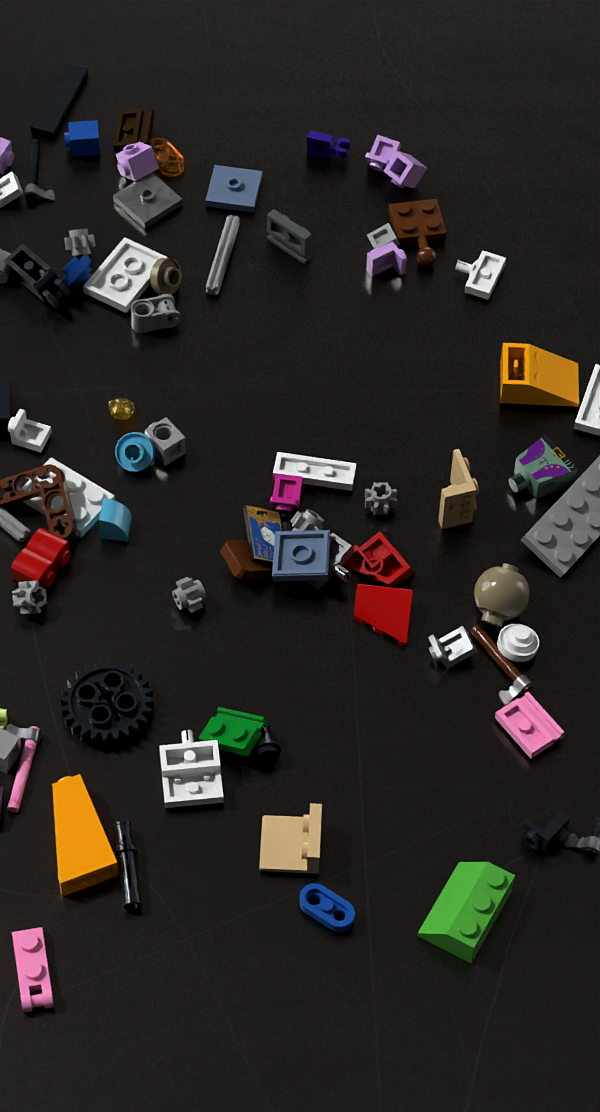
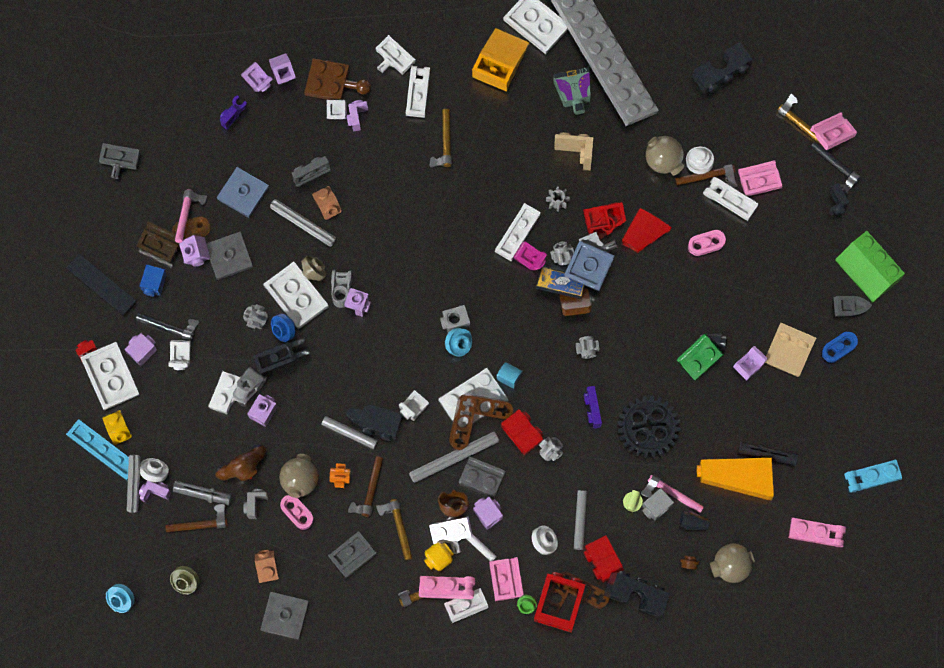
camera: 65 degrees left, 20 degrees up
(108, 629) = (594, 414): none -> dark purple plate
(121, 408) = (416, 338): clear yellow plate -> none
(141, 332) = (358, 301): none -> lavender bracket
(148, 1020) = (873, 476): none -> medium azure plate
(191, 772) = (719, 392): white plate -> none
(204, 141) = (188, 197): none -> bright pink piece
(220, 66) = (119, 158): none -> dark grey plate
(250, 797) = (750, 363): none -> lavender bracket
(257, 266) = (327, 202): none -> nougat bracket
(377, 369) = (446, 159): none -> pearl gold piece
(396, 902) = (850, 305): none -> dark grey plate
(406, 690) = (706, 243): none -> bright pink plate
(450, 311) = (417, 92): none -> white plate
(452, 647) = (688, 201): light grey bracket -> none
(481, 700) = (731, 198): none -> white plate

